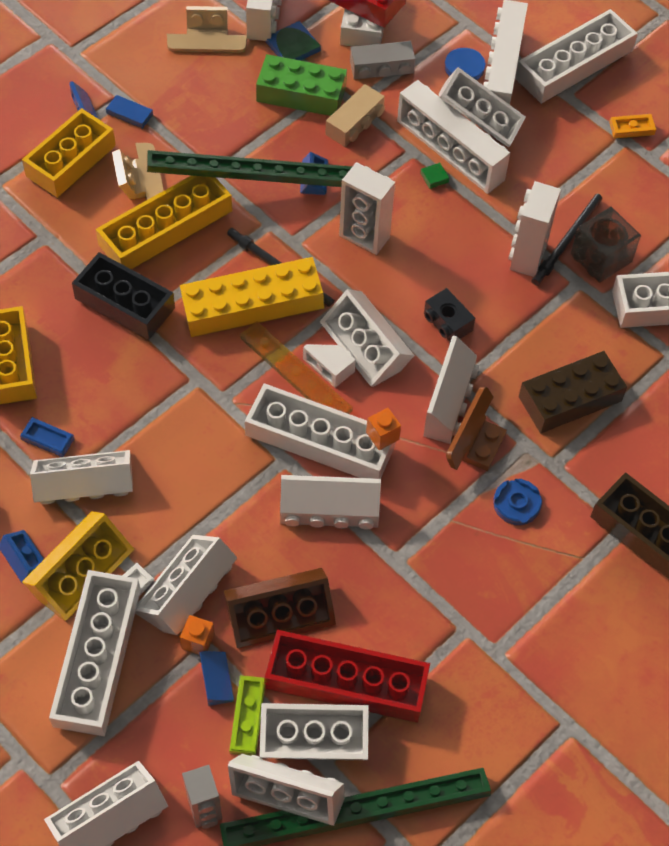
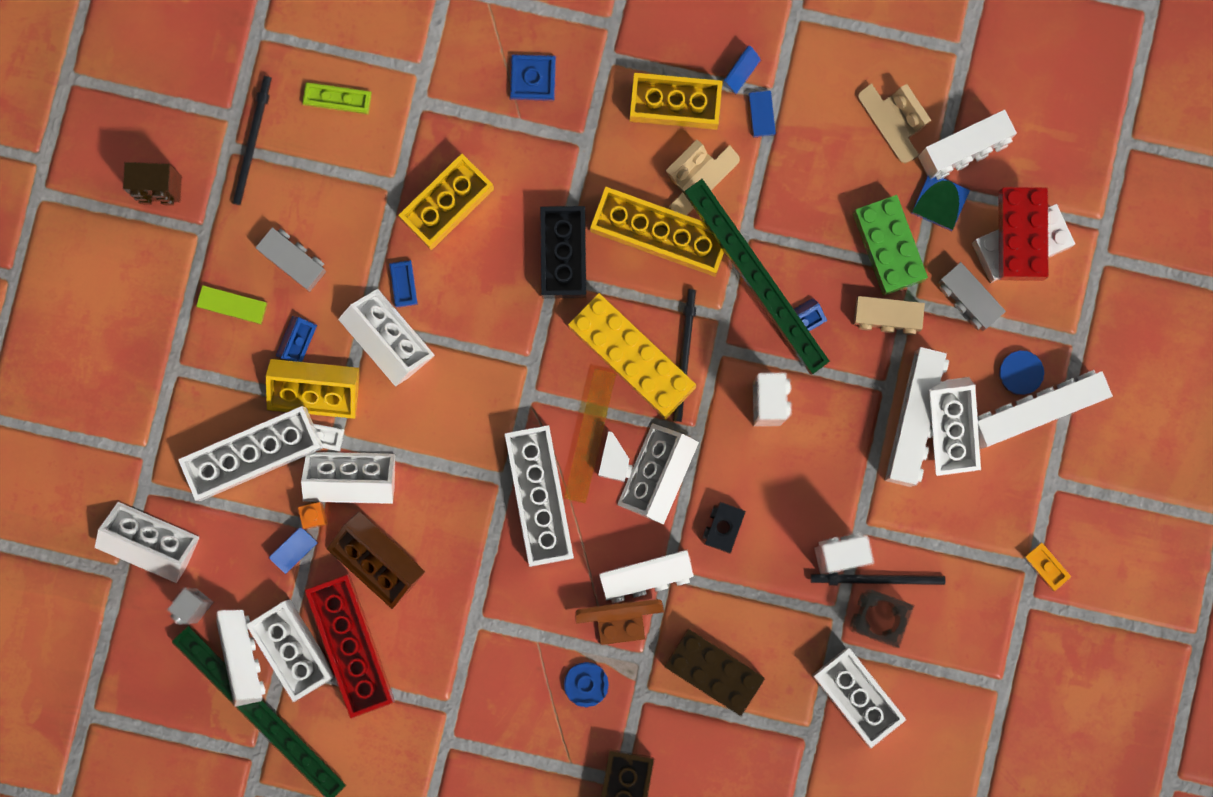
camera: 60 degrees right, 25 degrees up
(247, 715) = (280, 591): lime tile -> none
(330, 501) = (481, 543): white slope -> none
(383, 428) = (561, 549): orange brick -> none
(434, 175) = (871, 424): green tile -> none
(575, 56) = (1095, 470): white brick -> none

